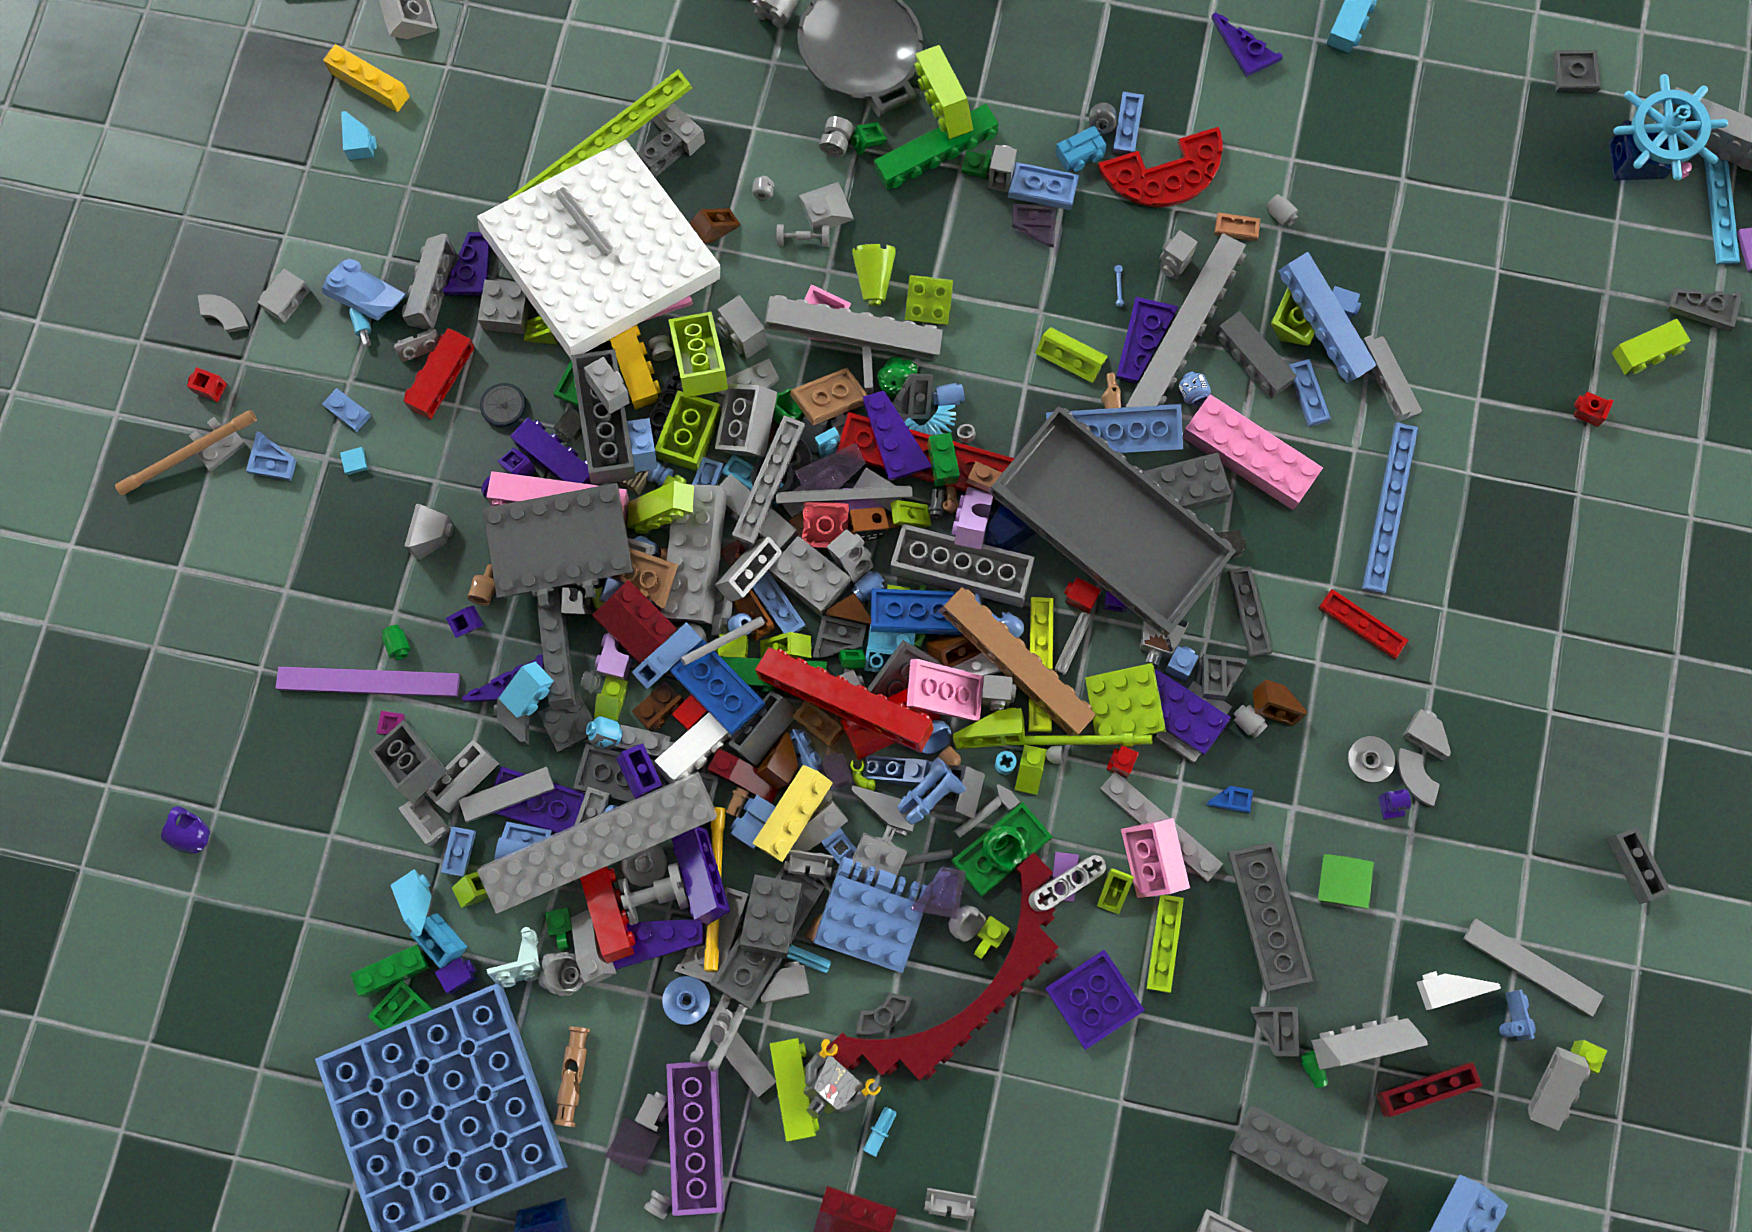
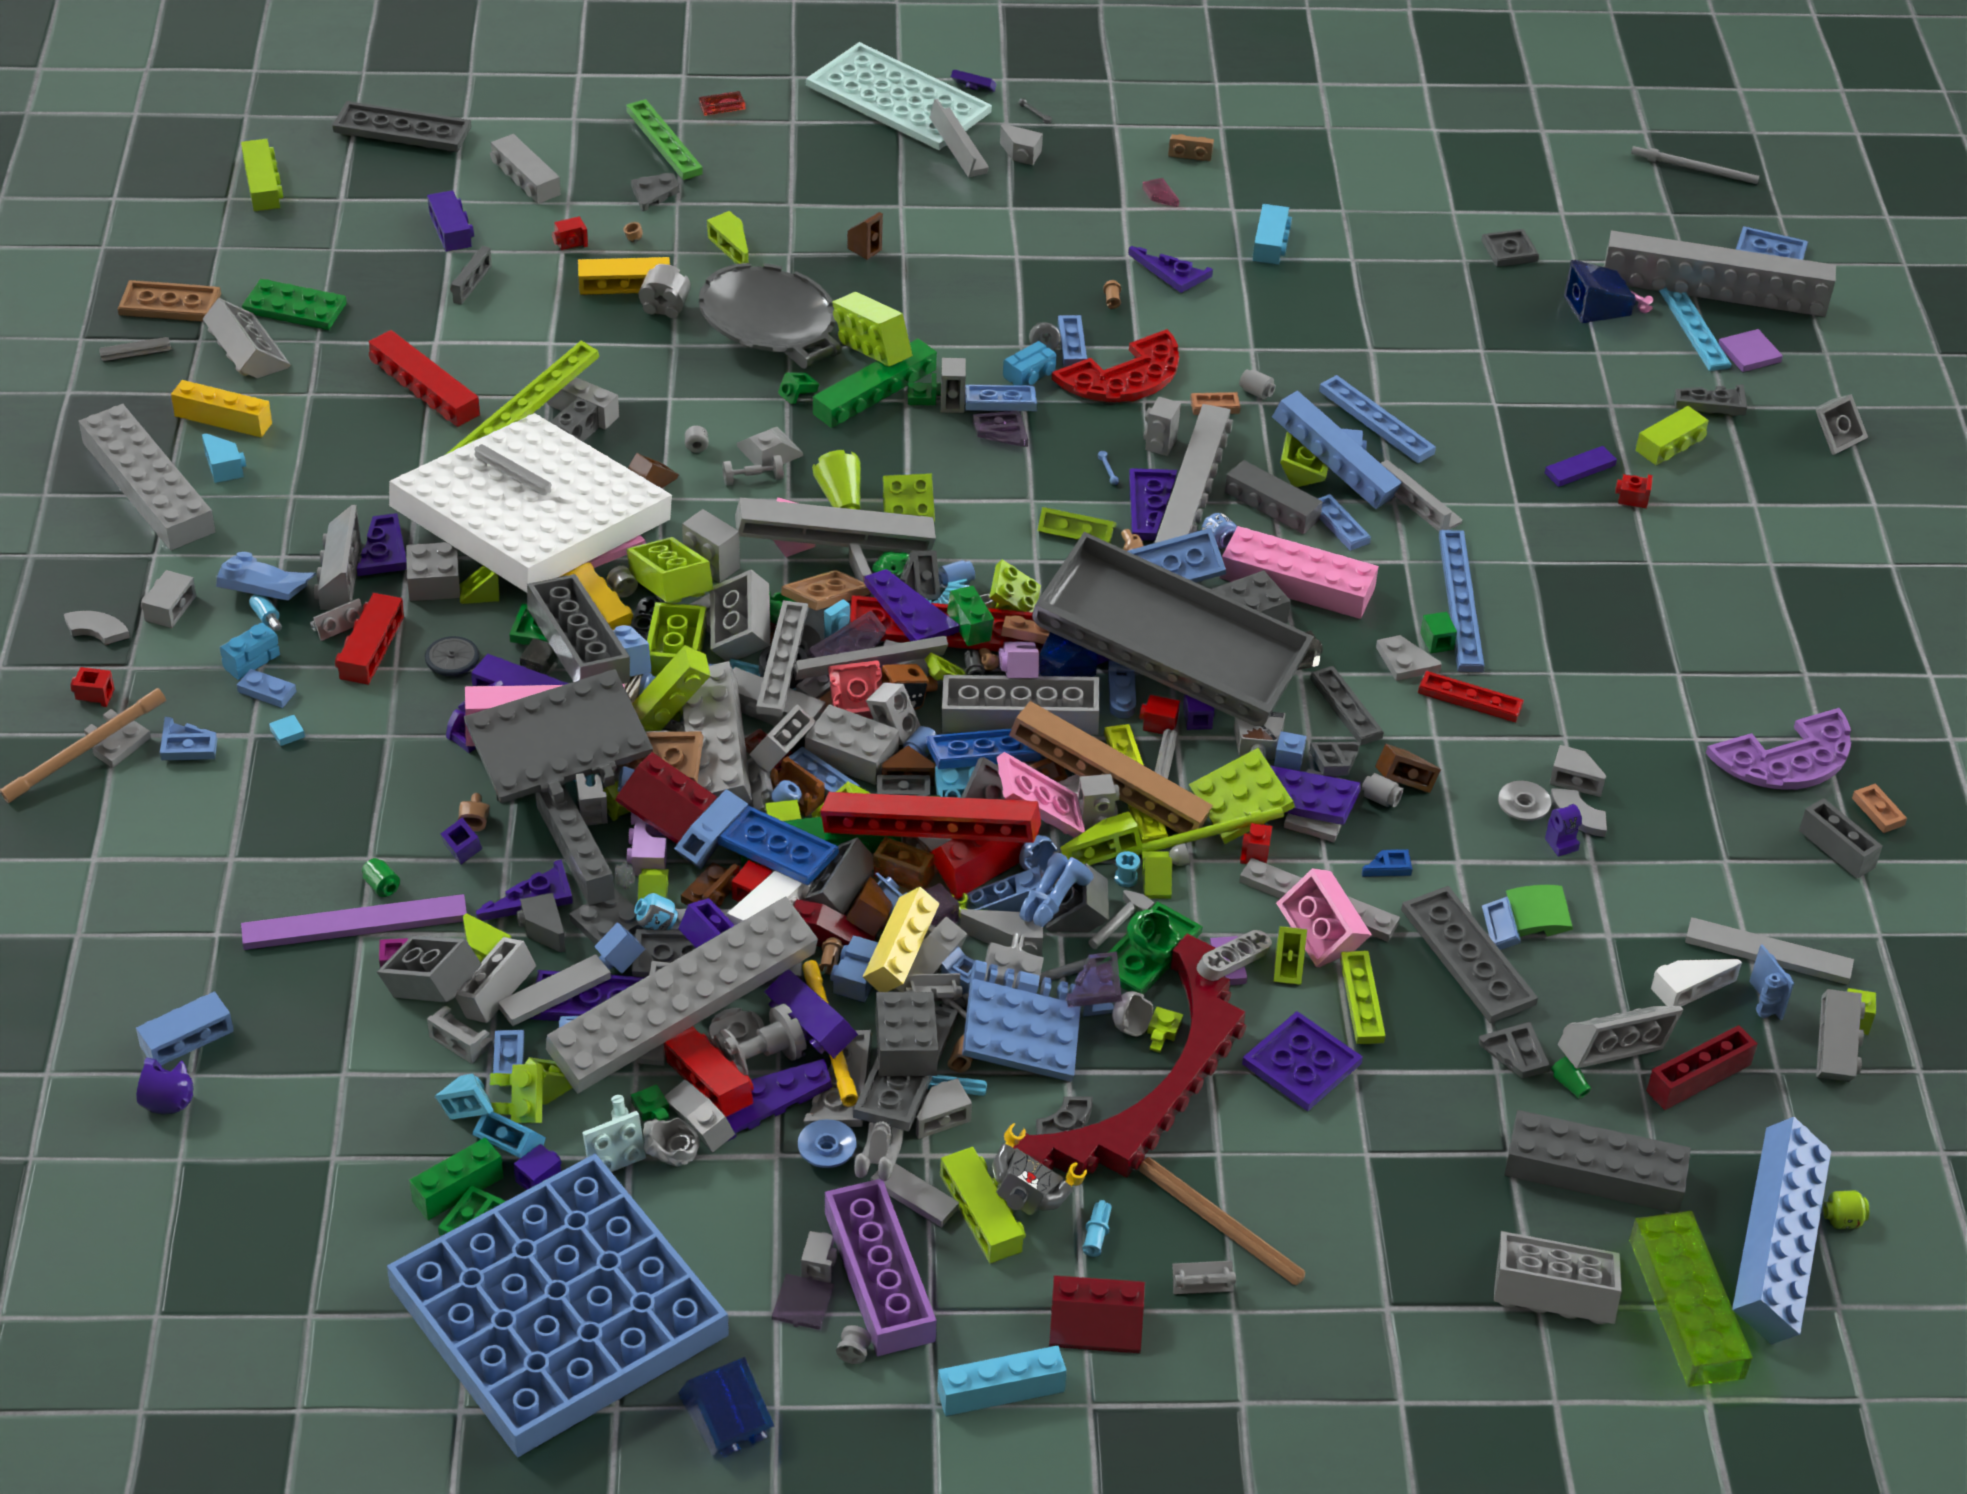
camera: 20 degrees left, 30 degrees down
(214, 770) = (185, 1029): none -> medium blue brick
(289, 149) = (147, 477): none -> light grey brick
(337, 370) = (249, 650): none -> dark azure brick
(427, 531) = (397, 769): light grey slope -> none
(457, 906) = (526, 1093): none -> lime plate
(460, 731) = (481, 936): none -> lime slope
(526, 690) = (558, 872): medium azure brick -> none
(544, 69) = (424, 378): none -> red brick
(566, 764) = (619, 948): none -> medium blue brick
(570, 1089) = (707, 1222): medium nougat piece -> none
(607, 385) = (579, 592): light grey brick -> none
(723, 640) = (772, 801): light grey bar -> none
(836, 136) = (764, 387): light grey wheel -> none
(982, 1147) = (1222, 1221): none -> medium nougat axle
(993, 428) = (1013, 589): none -> lime plate
(1055, 566) = (1121, 690): none -> medium blue plate
(1182, 64) = (1112, 290): none -> medium nougat pin
(1307, 890) = (1501, 923): none -> medium blue tile
(1318, 568) = (1405, 658): none -> light grey wing
(1356, 547) = (1438, 632): none -> green brick
(1380, 273) = (1377, 419): none -> medium blue plate
(1552, 365) = (1580, 466): none -> dark purple tile
(1629, 765) = (1791, 765): none -> medium lavender plate
(1671, 127) = (1618, 255): medium azure piece -> none
(1687, 832) = (1879, 808): none -> nougat plate

